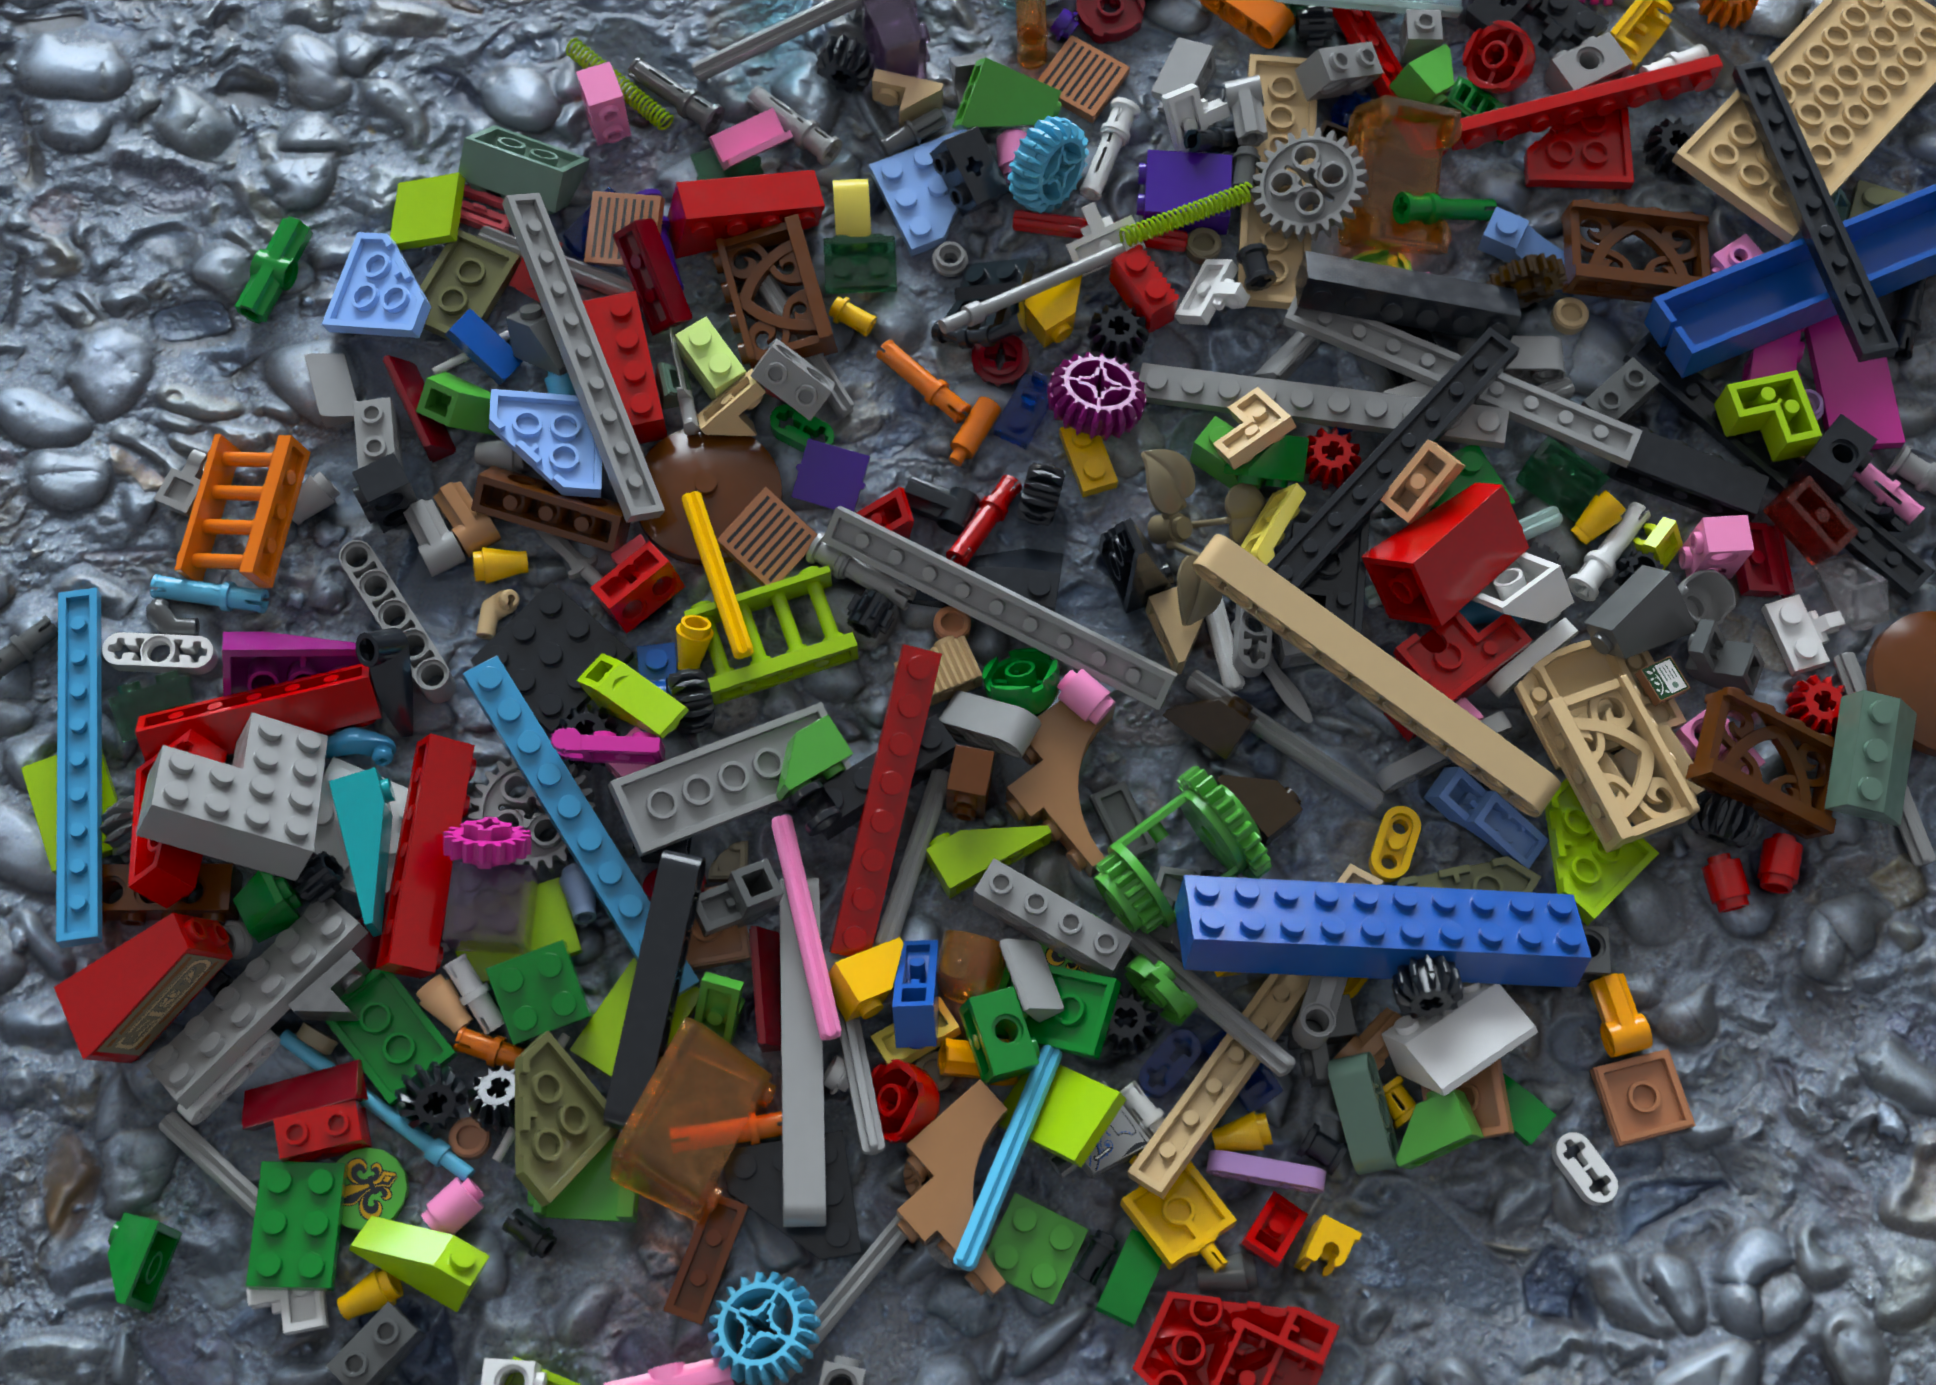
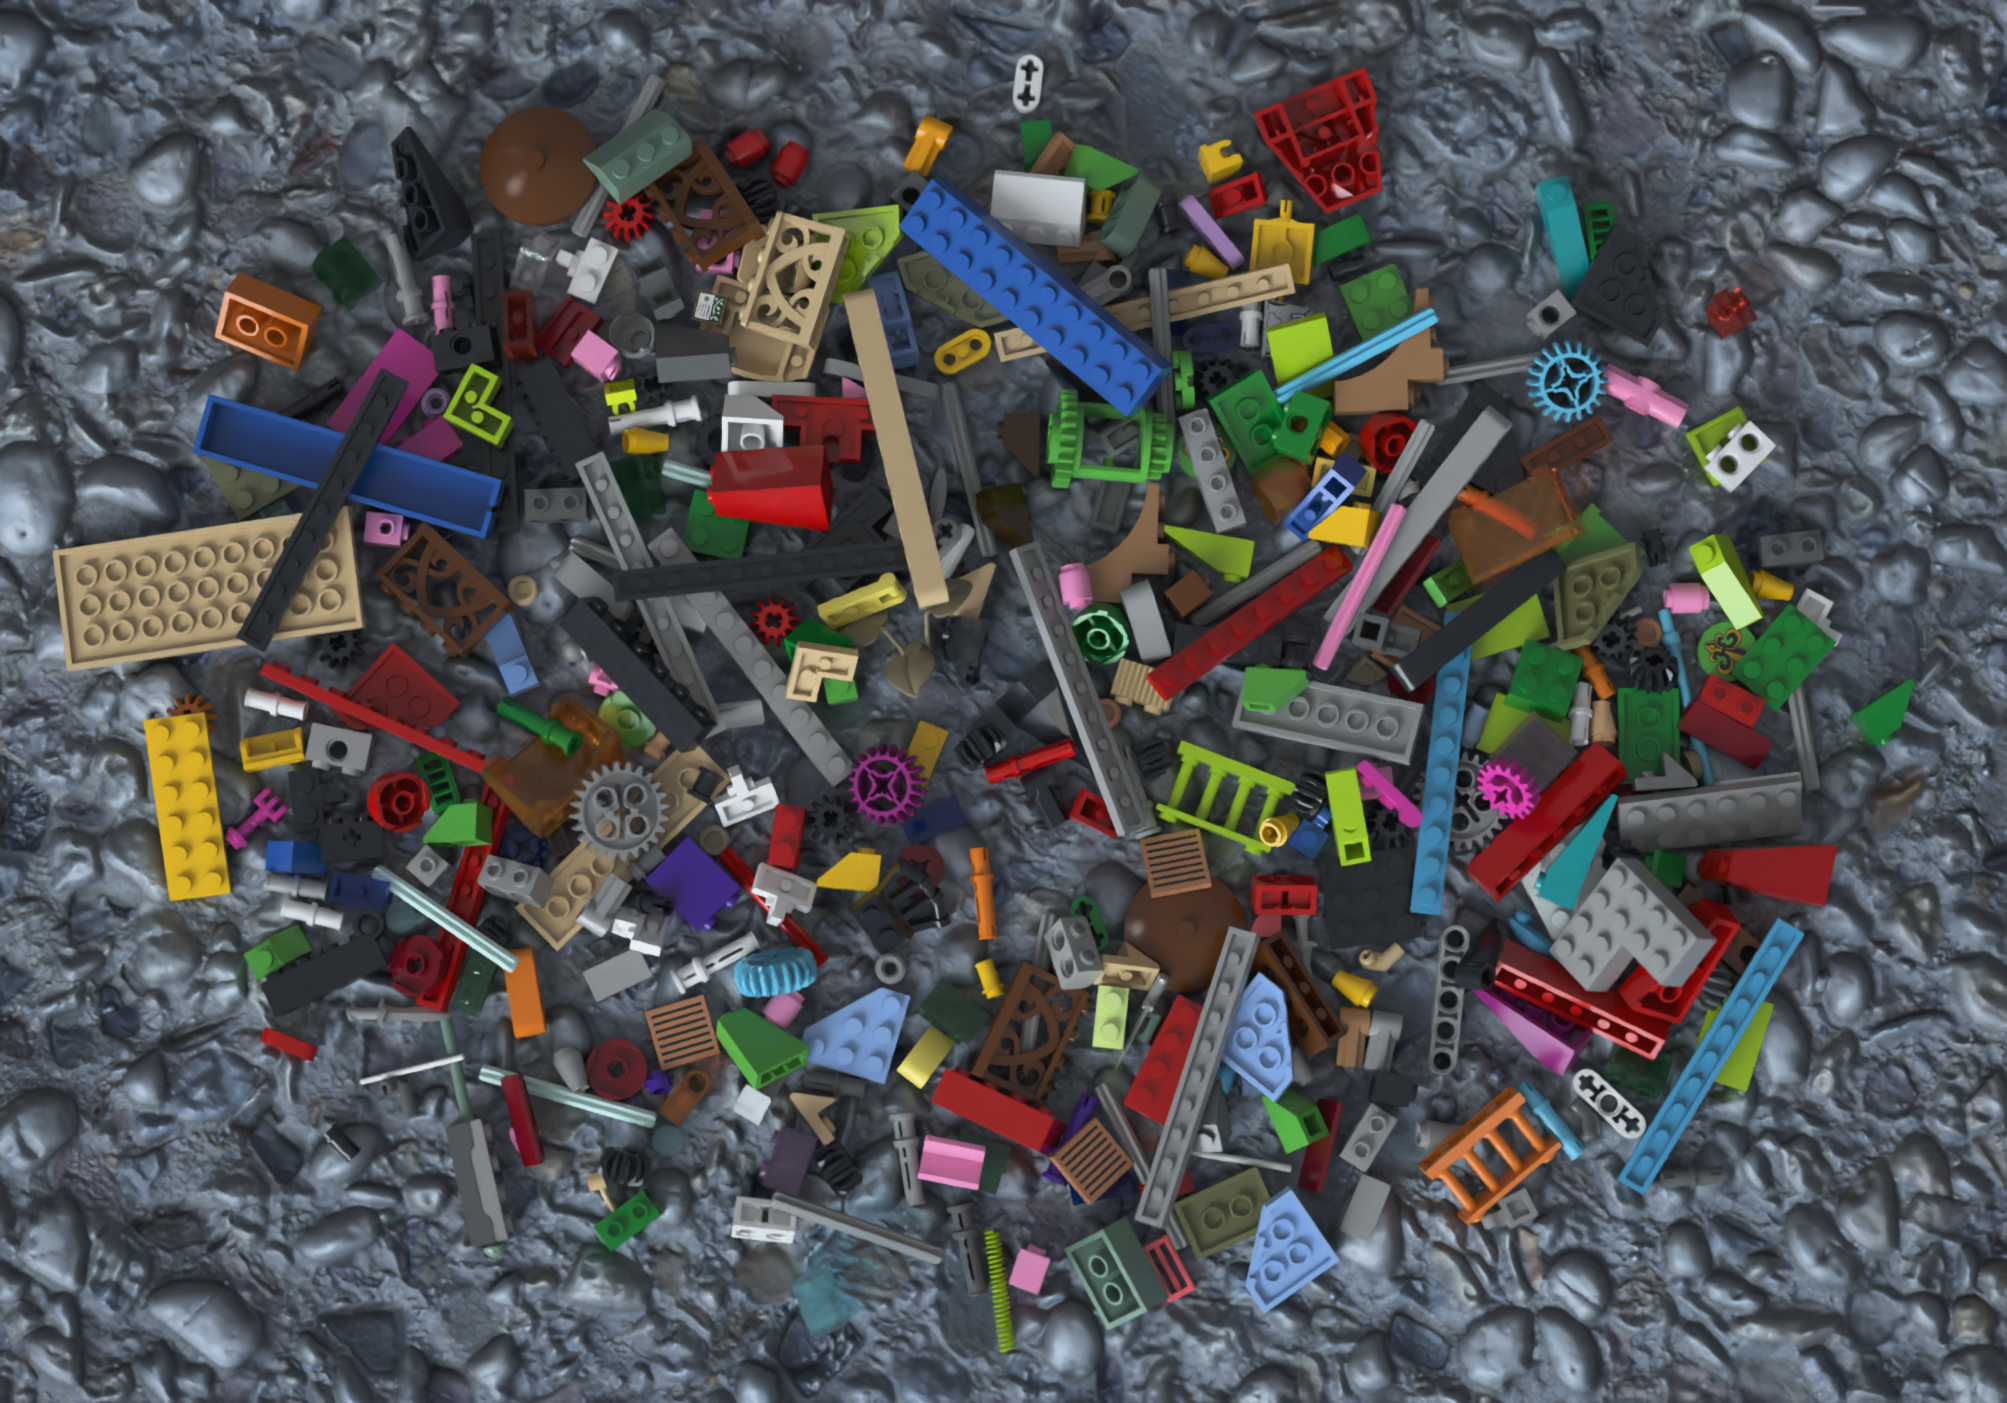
camera: 140 degrees left, 15 degrees up
(274, 270) = (1339, 1330): green piece -> none
(427, 211) = (1207, 1289): lime tile -> none
(484, 346) = (1247, 1152): blue slope -> none
(652, 275) = (1100, 1108): dark red slope -> none
(717, 575) = (1231, 856): yellow axle -> none
(830, 475) = (1098, 875): dark purple piece -> none
(969, 171) = (829, 1014): black brick -> none
(974, 430) = (981, 831): orange cylinder -> none
(976, 312) = (925, 892): light grey bar -> none
(1032, 978) = (1254, 446): light grey slope -> none
(1188, 216) = (710, 857): lime piece -> none
(1422, 482) = (750, 540): light nougat brick -> none
(1427, 987) = (1041, 241): black gear -> none
(1532, 277) = (539, 628): dark brown gear -> none
(1642, 1098) = (956, 93): nougat tile -> none

